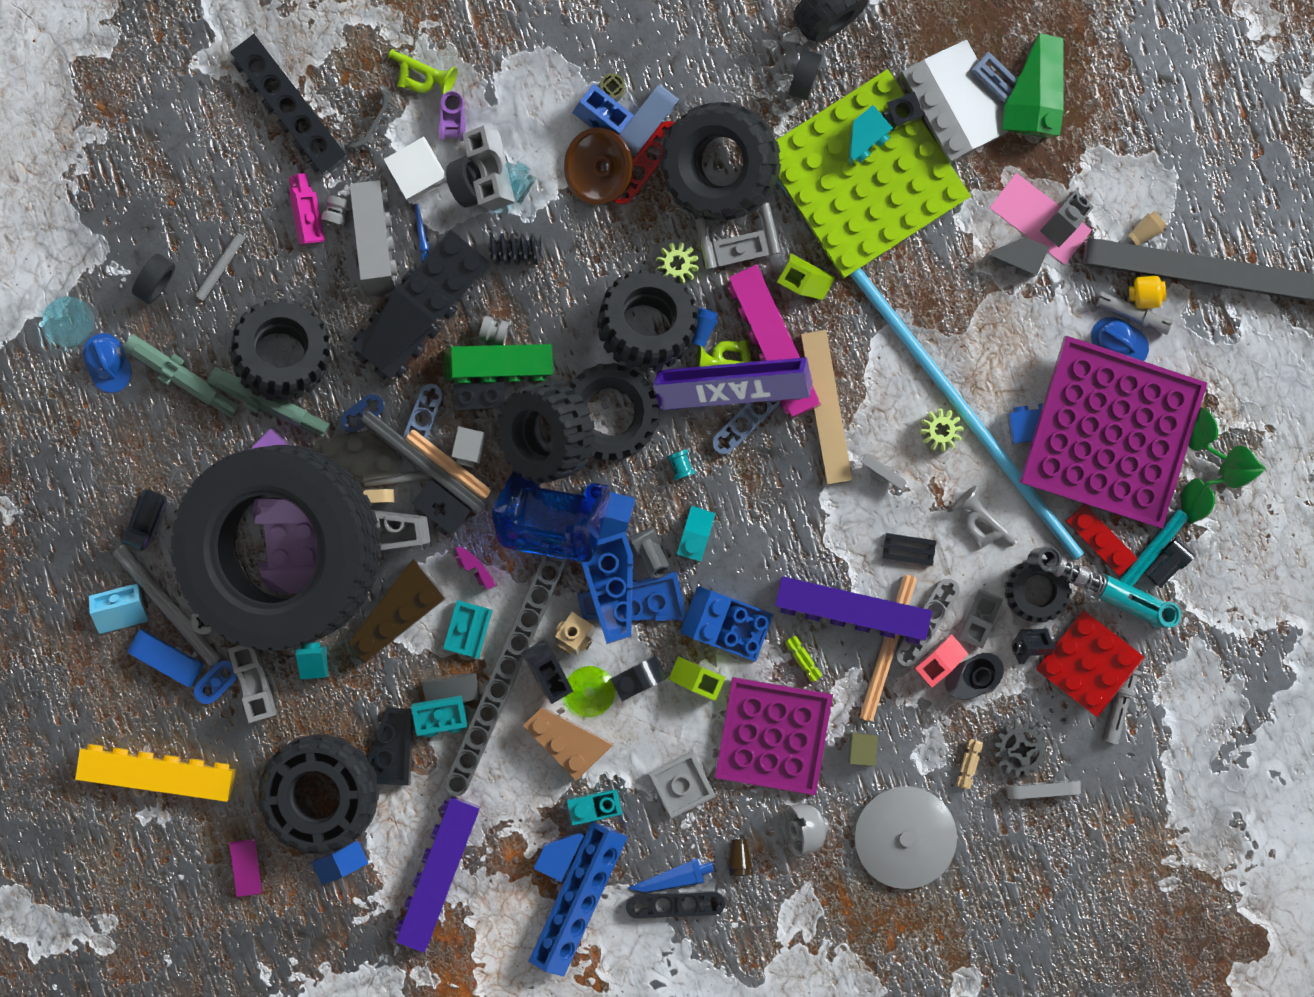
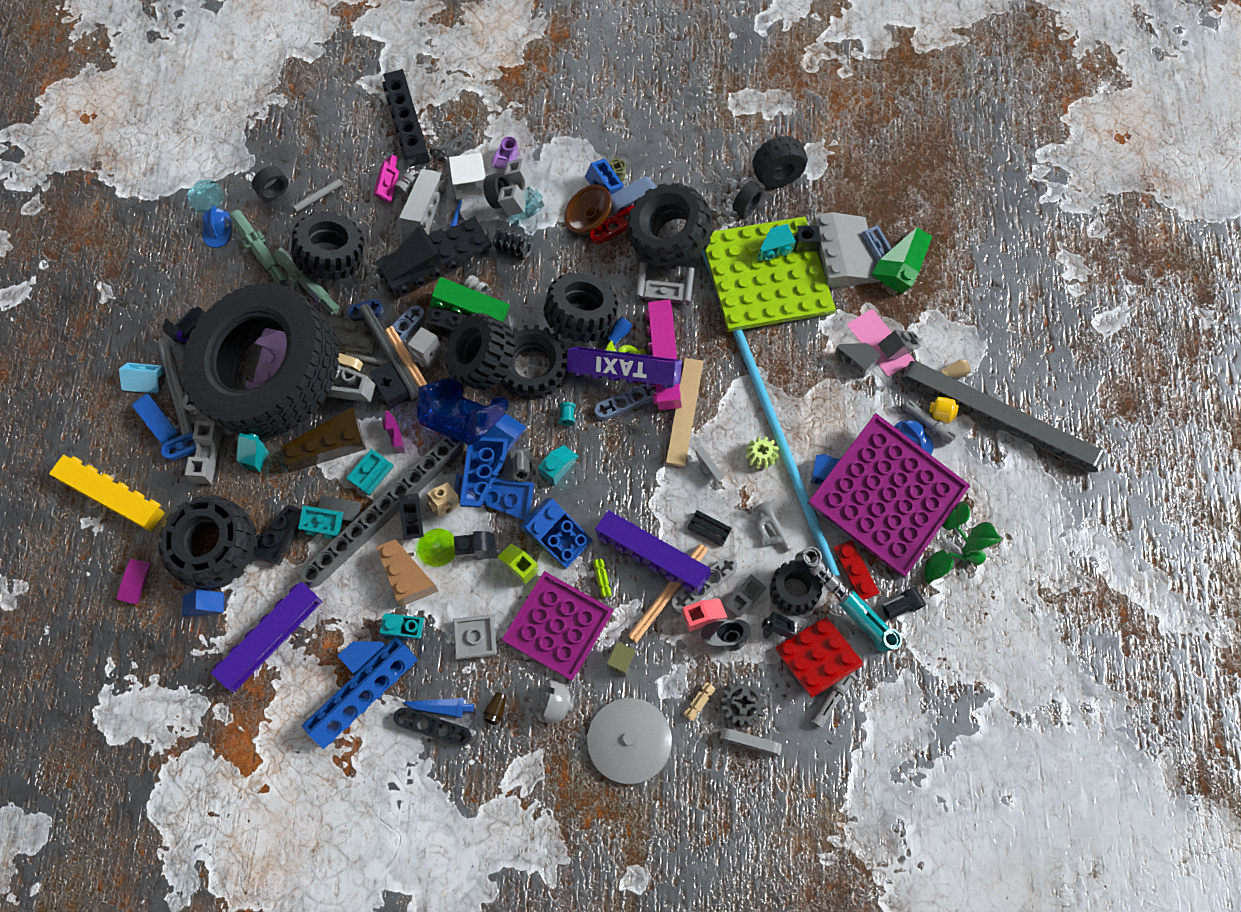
camera: 25 degrees right, 20 degrees down
(444, 78) = (513, 131): lime piece -> none
(682, 256) = (623, 283): yellowish green gear -> none
(805, 278) = (701, 322): lime slope -> none
(1154, 548) = (898, 588): teal axle -> none

